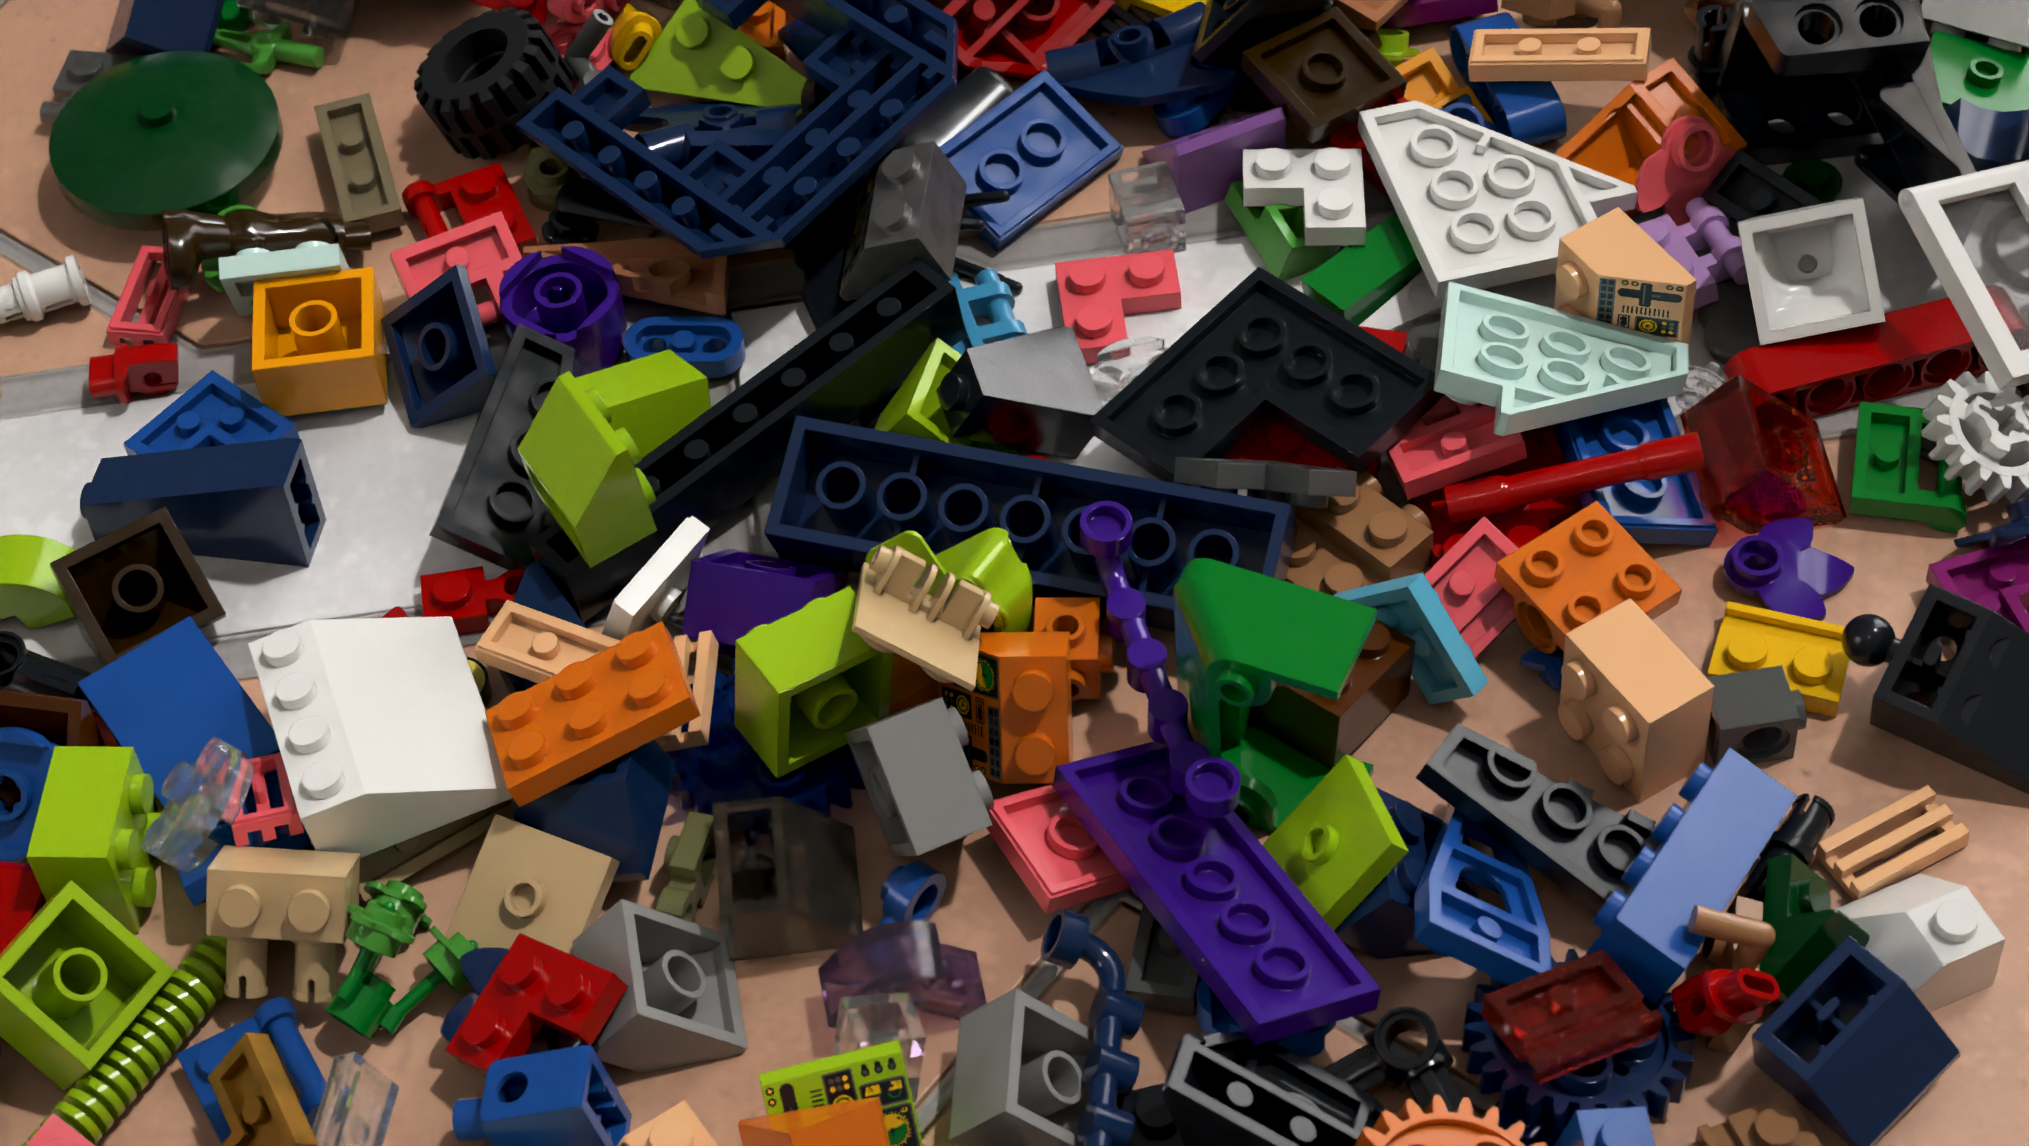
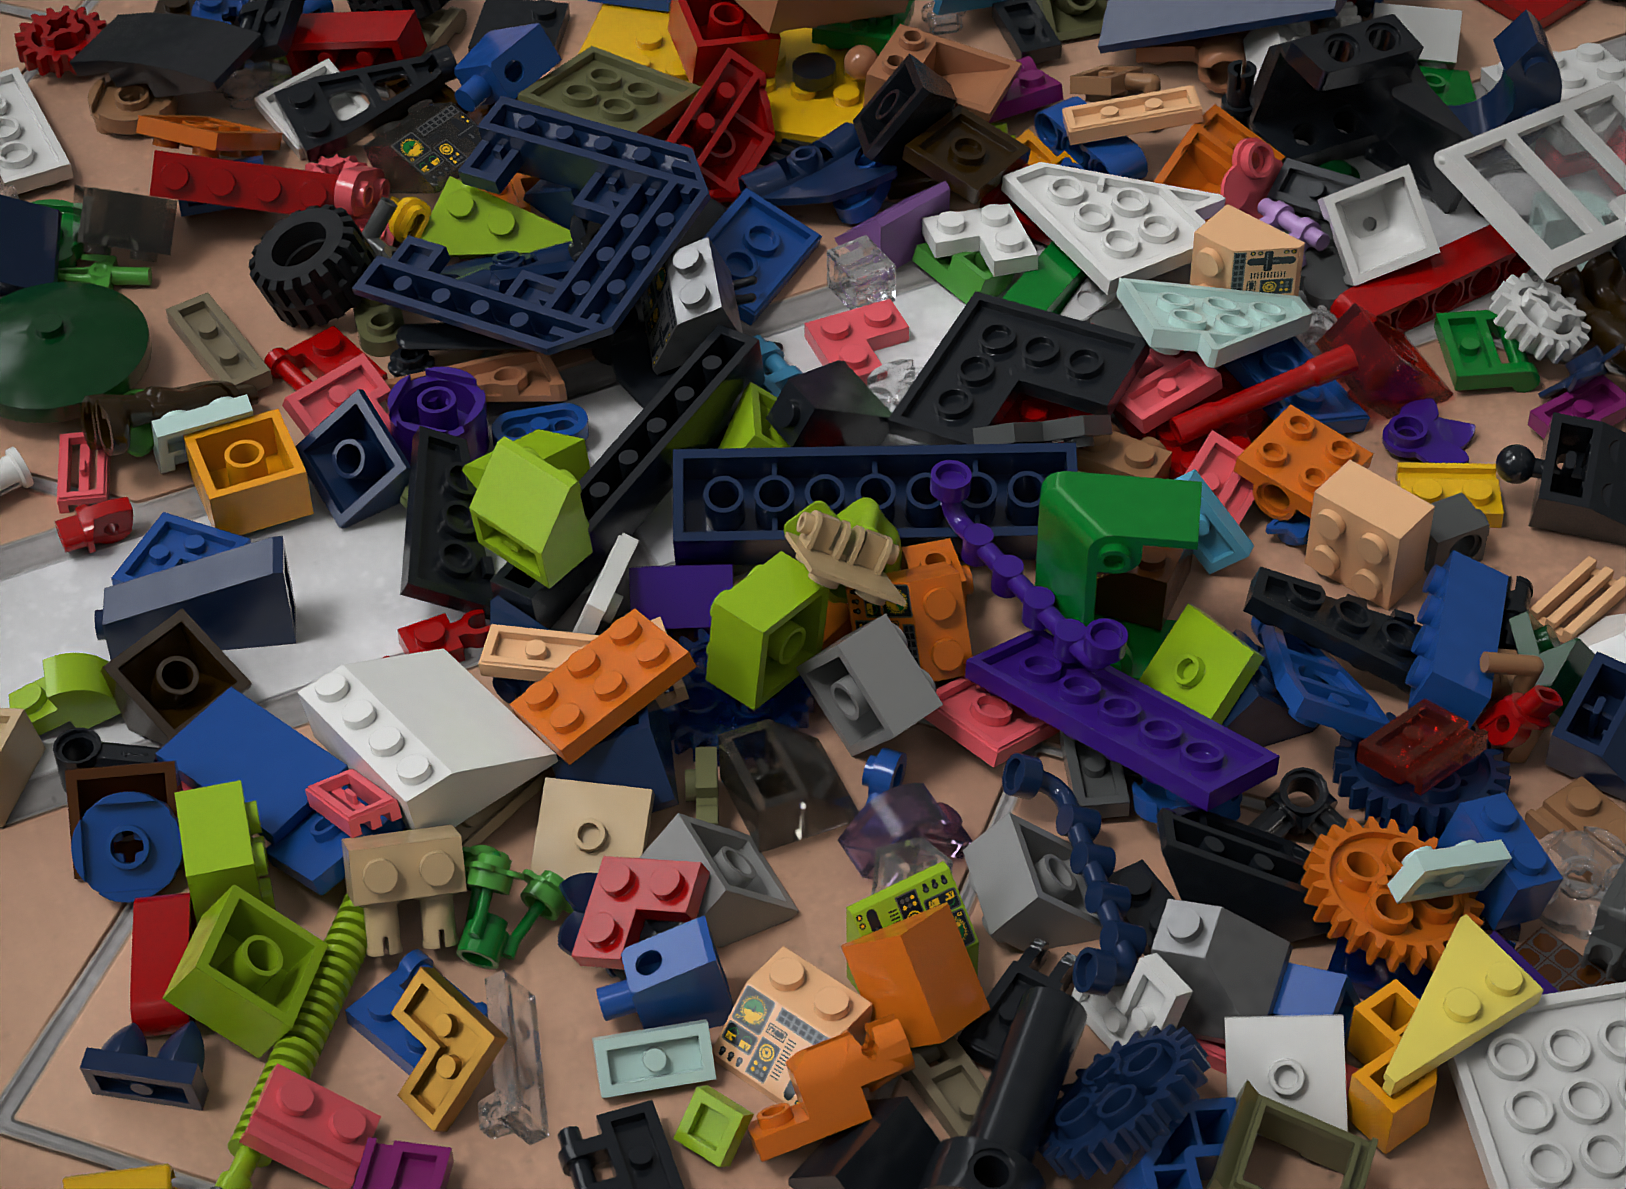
camera: 20 degrees left, 5 degrees down
(196, 802) = (306, 815): clear plate -> none

